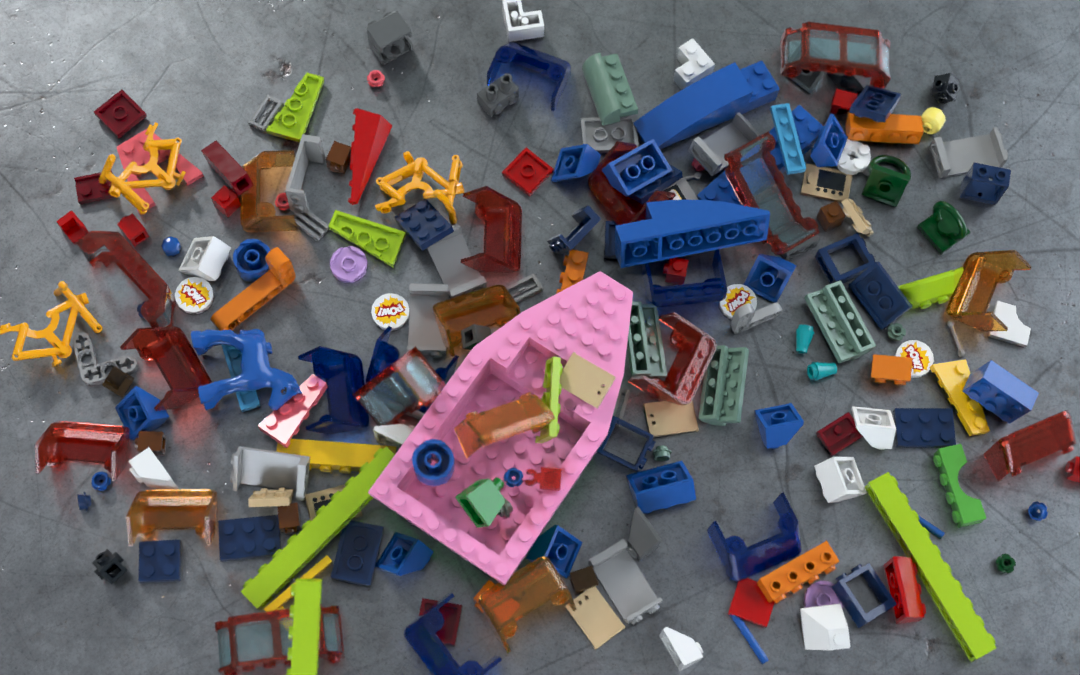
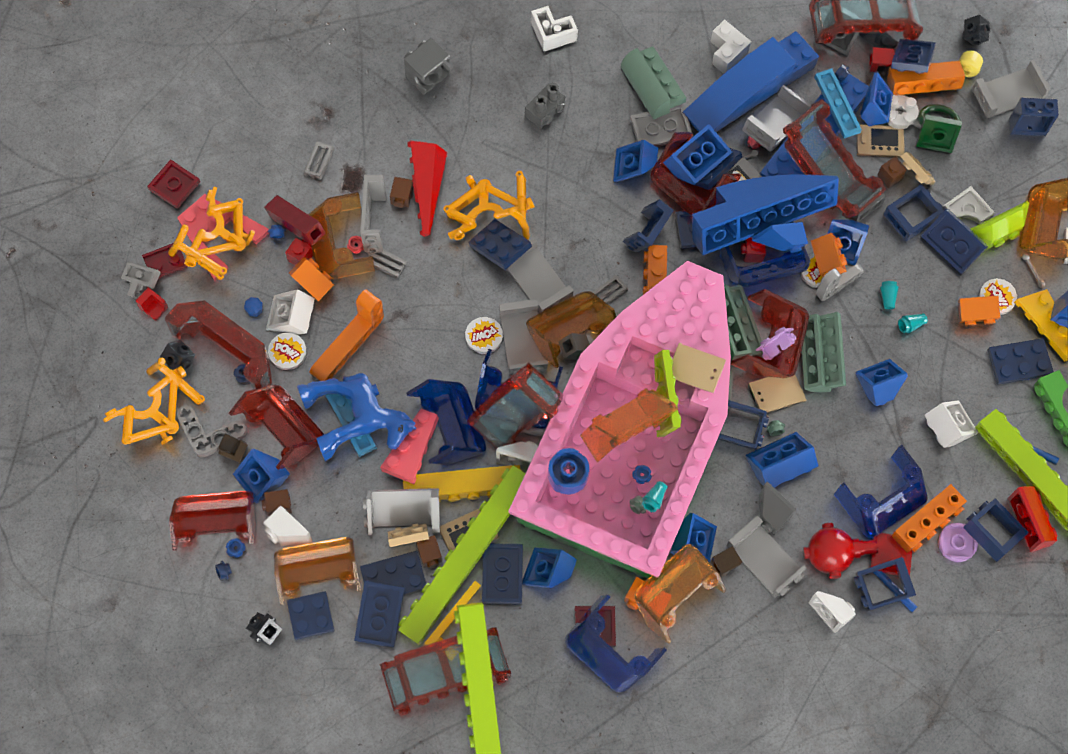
camera: 10 degrees left, 0 degrees up
(66, 199) = (139, 278): none -> light grey hinge
(85, 281) = (177, 354): none -> black brick
(133, 229) = (213, 295): red brick -> none
(209, 176) = (276, 231): none -> blue plate
(226, 571) = (379, 614): none -> dark blue plate
(230, 227) = (311, 279): none -> orange piece
(243, 259) = (332, 299): blue brick -> none
(298, 109) = (350, 151): lime wing -> none
(348, 264) = (432, 295): lavender tile -> none
(370, 236) = (450, 265): lime wing -> none
(375, 74) = (420, 104): coral plate -> none
(482, 501) = (622, 500): torso -> none
(501, 232) = (575, 239): clear red windscreen -> none
(514, 505) = (653, 499): none -> teal cone
(527, 171) = (589, 176): red tile -> none
(548, 478) = (680, 468): clear red plate -> none
(555, 68) = (573, 65): clear blue windscreen -> none
(595, 617) = (744, 595): tan container -> none
(683, 364) = (782, 338): none -> lavender hinge
(694, 587) = (834, 550): none -> red piece
(704, 263) = (783, 237): none -> blue slope
(717, 643) = (903, 576): none -> dark blue window
(749, 288) = (828, 254): none -> orange piece
(798, 109) = (842, 72): none -> dark blue plate
(824, 628) = (965, 567): white slope -> none
(839, 434) = (942, 380): dark red plate -> none
(840, 322) = (921, 273): sand green brick -> none
(875, 426) = (975, 367): white slope -> none
(896, 336) = (971, 274): sand green plate -> none
(904, 263) = (970, 206): none -> white tile
(944, 227) = (1002, 164): dark green tile -> none

